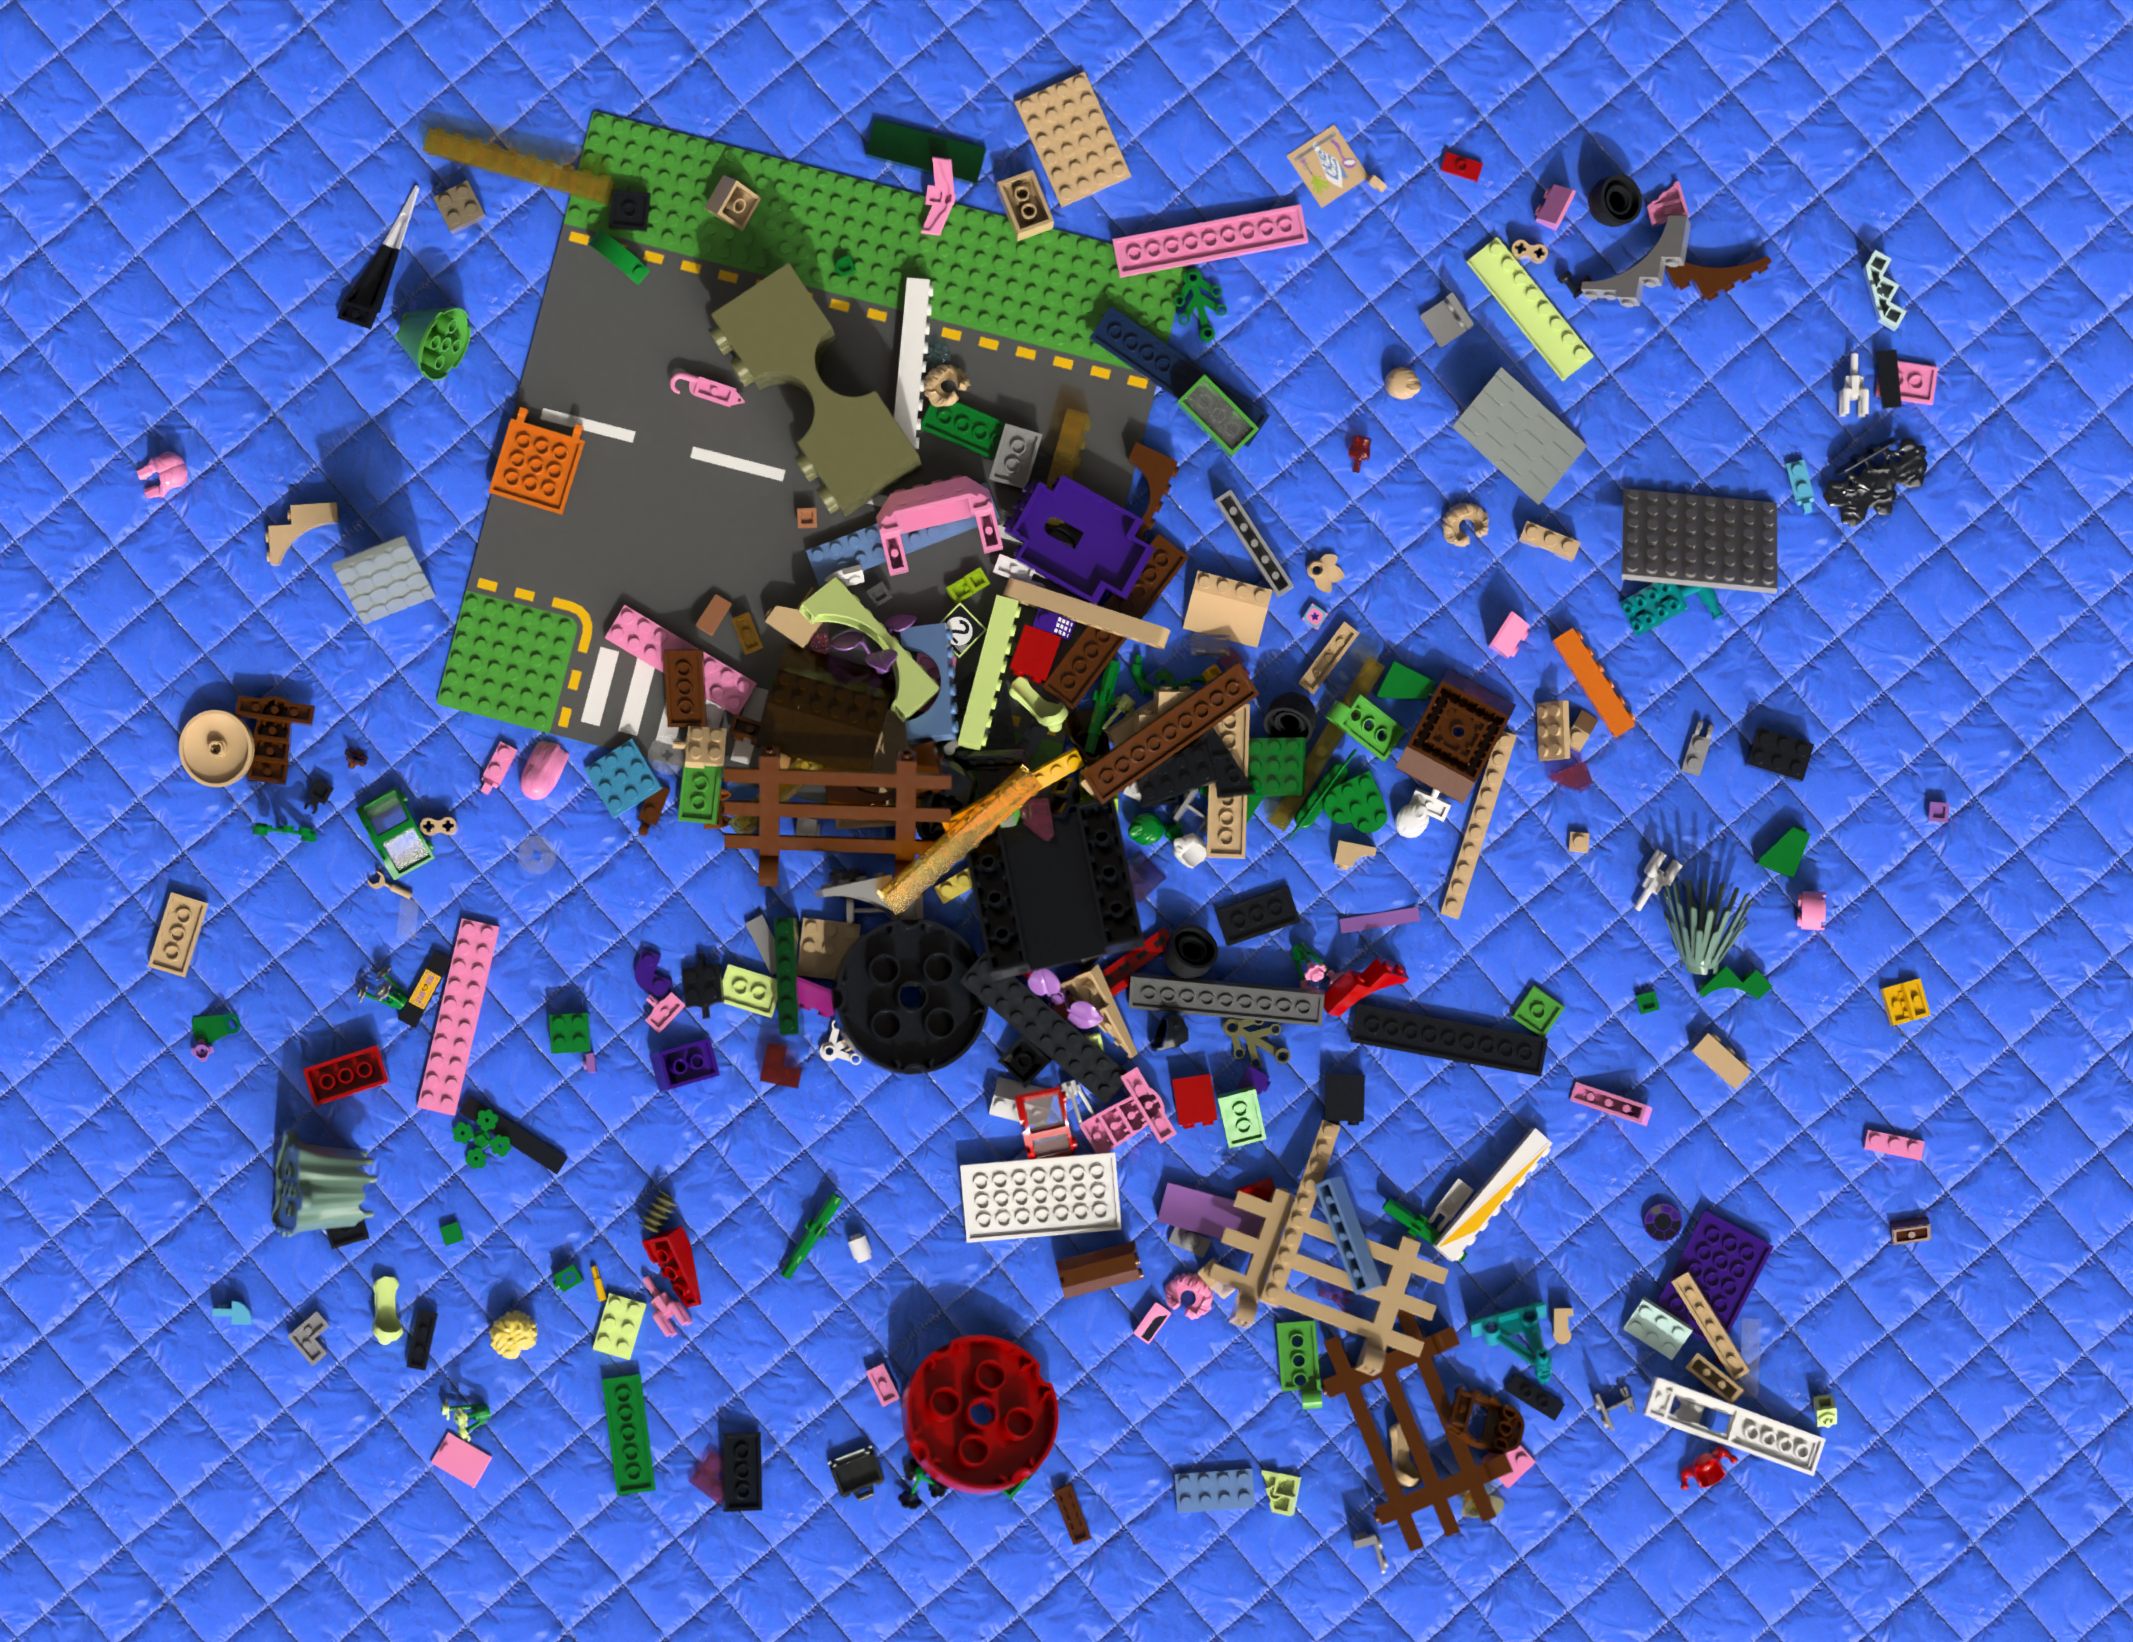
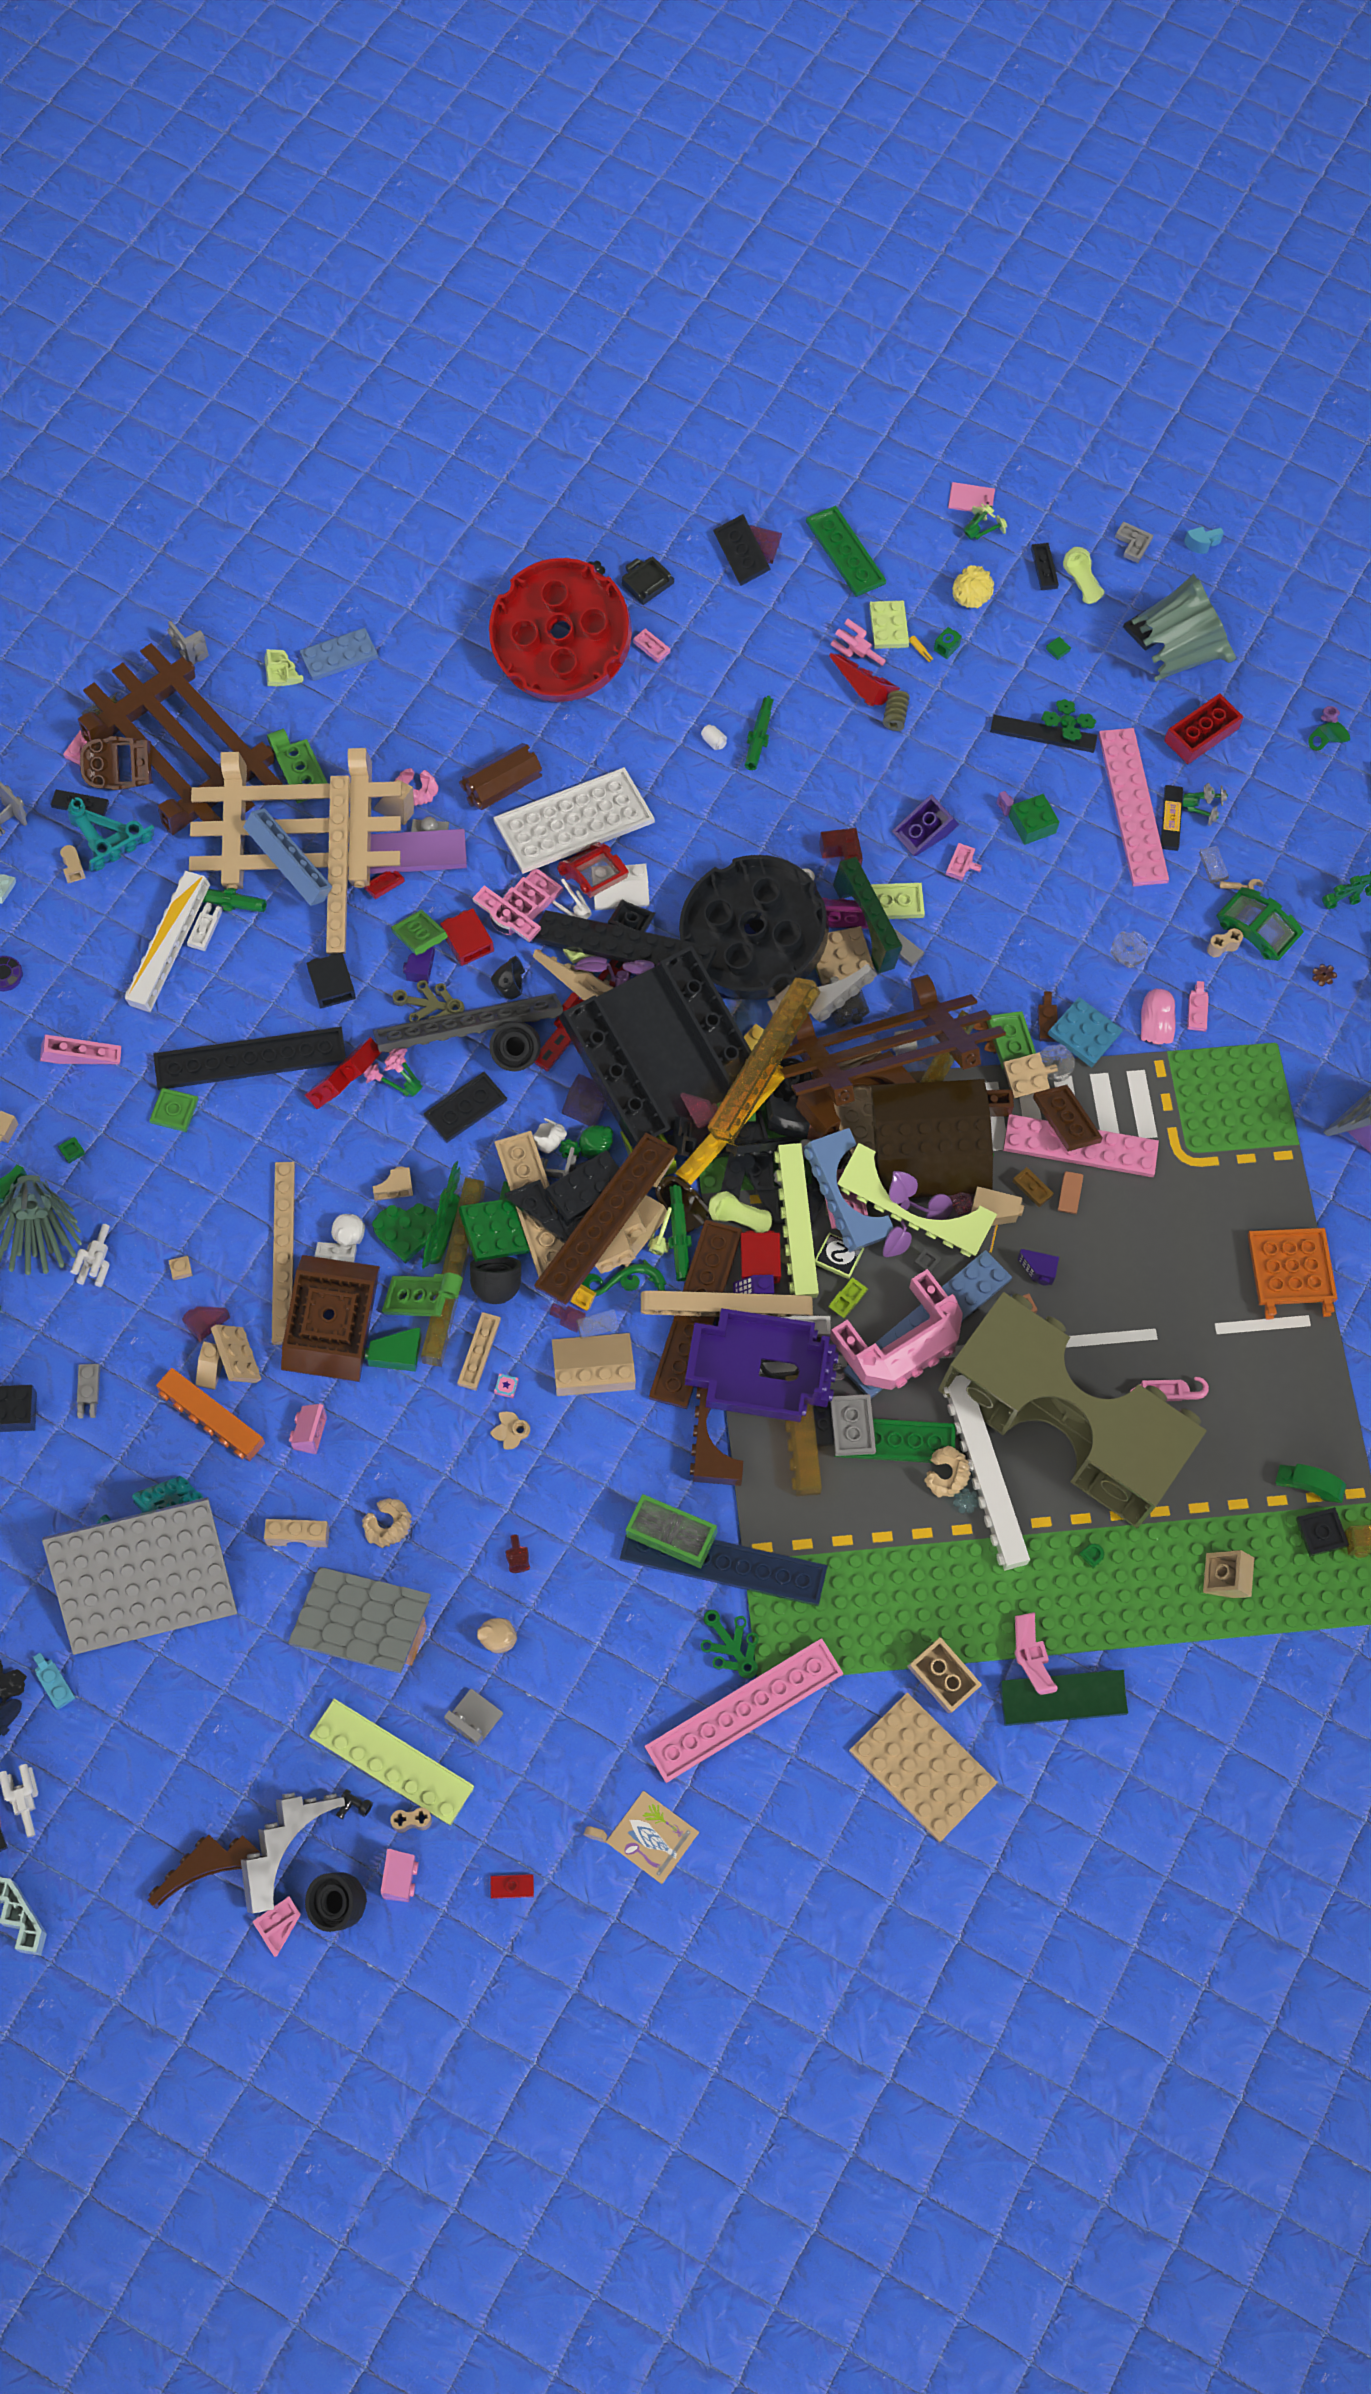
camera: 160 degrees right, 20 degrees down
(320, 793) = (1338, 936): black plate -> none
(646, 976) = (989, 885): dark purple plate -> none
(703, 986) = (937, 891): black plate -> none
(775, 550) = (1039, 1266): none -> dark purple slope
(850, 575) = (960, 1267): white plate -> none
(1072, 1514) = (454, 601): reddish brown plate -> none
(1152, 1322) = (440, 758): bright pink slope -> none
(1253, 544) = (590, 1428): light grey brick -> none
(1379, 920) = (350, 1140): medium lavender sticker -> none
(1403, 1468) = (181, 712): tan hair -> none

